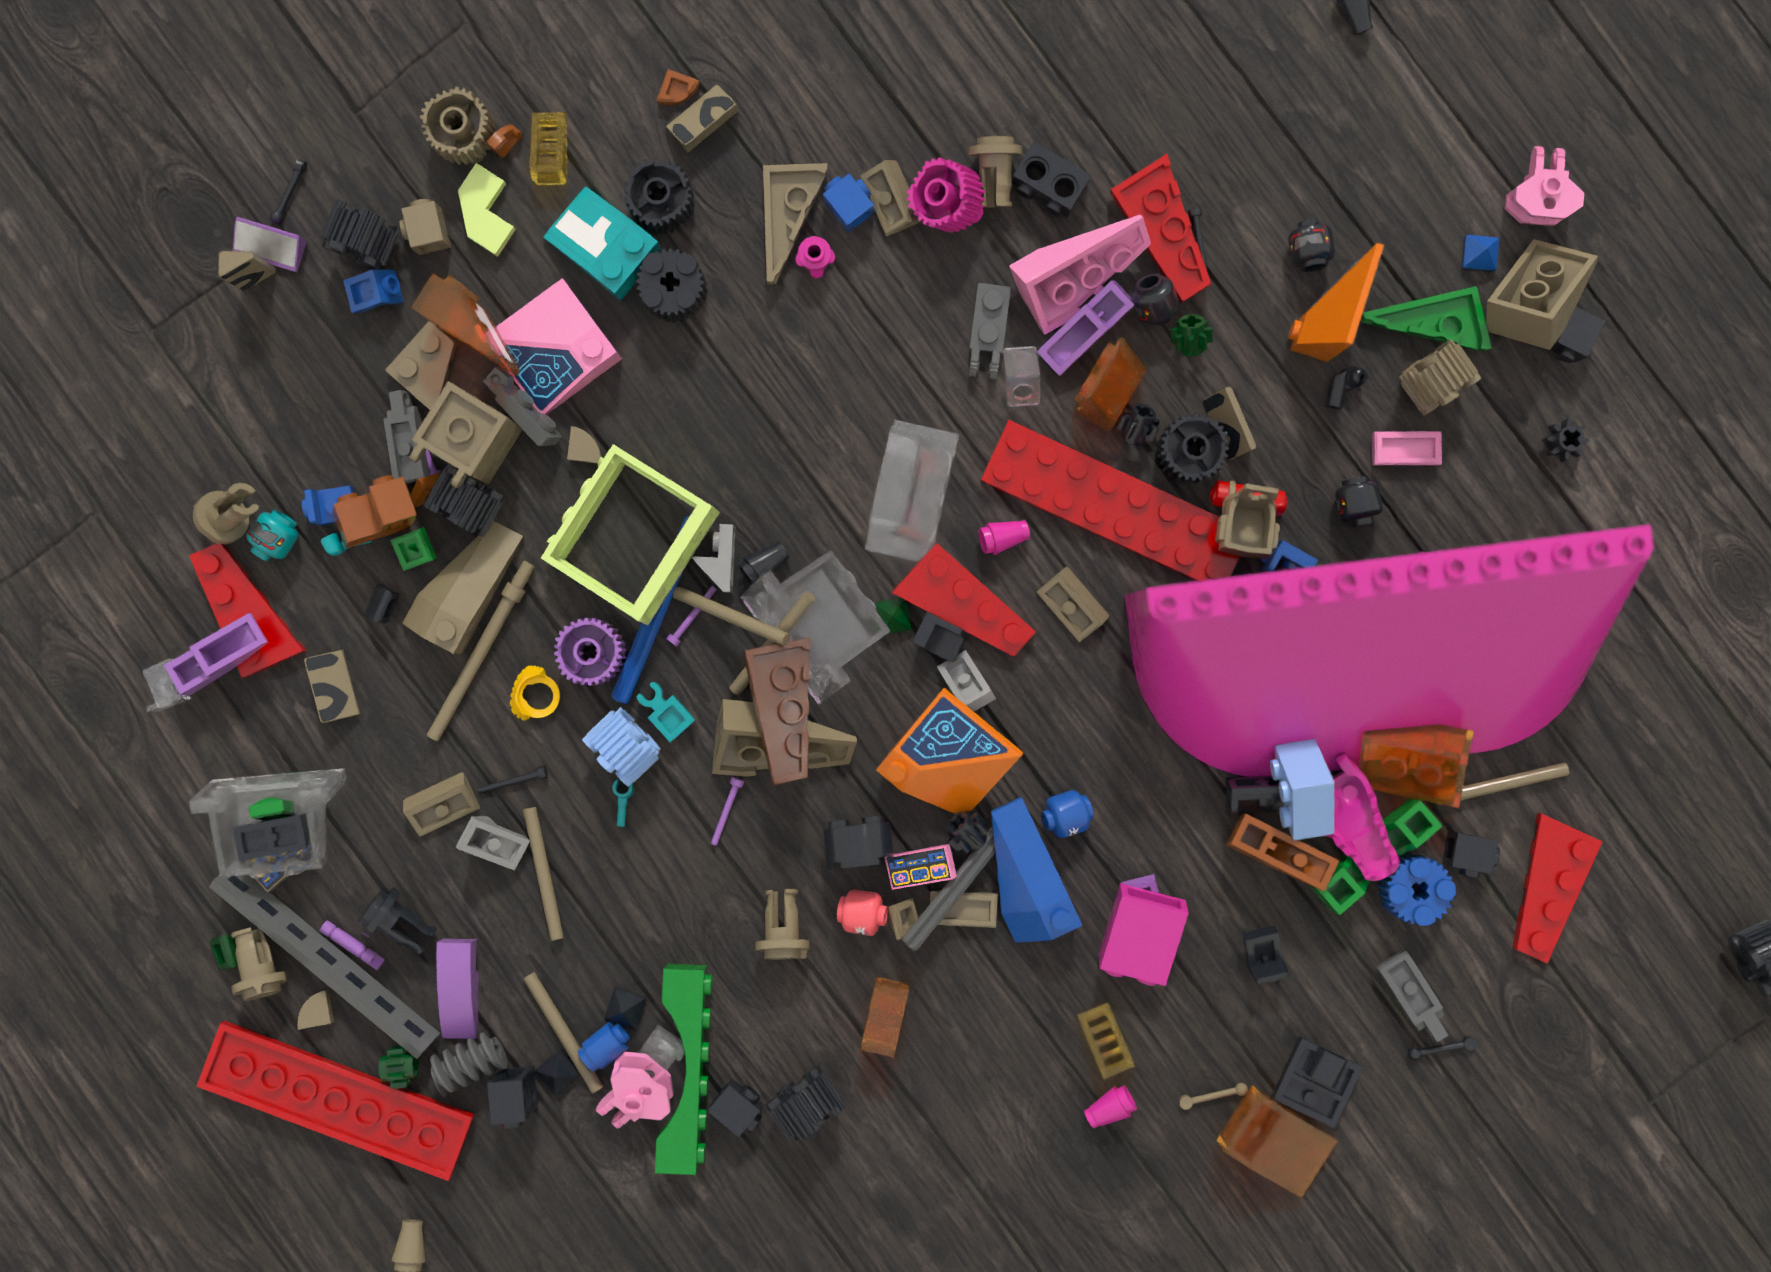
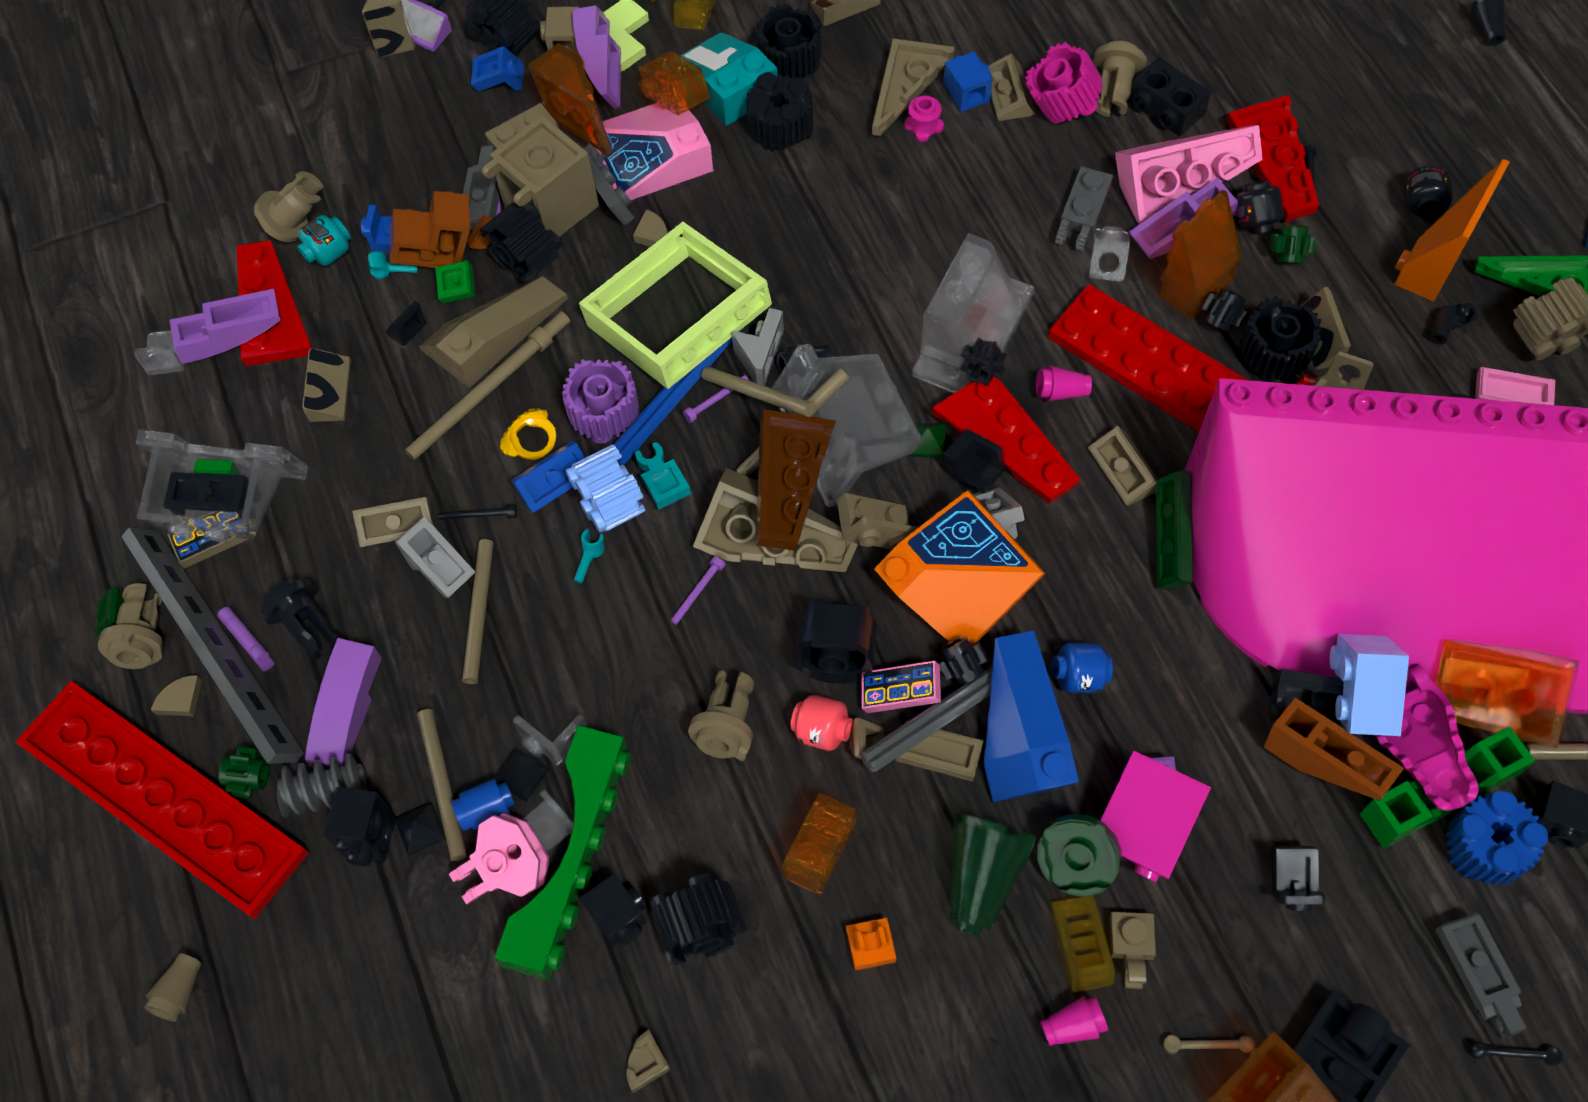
camera: 15 degrees right, 25 degrees down
(471, 256) = (599, 52): none -> medium lavender slope
(558, 276) = (673, 83): none -> clear orange brick
(566, 737) = (547, 477): none -> blue plate
(632, 984) = (539, 744): none -> clear bracket
(792, 1211) = (645, 1062): none -> dark tan tile
(867, 721) = (873, 521): none -> dark tan bracket
(929, 549) = (983, 361): none -> black gear
(942, 1081) = (871, 944): none -> orange tile
(1020, 1007) = (984, 870): none -> clear green cone
(1092, 980) = (1079, 854): none -> dark green tile
(1124, 669) = (1174, 530): none -> dark green tile
(1144, 1030) = (1134, 941): none -> dark tan plate

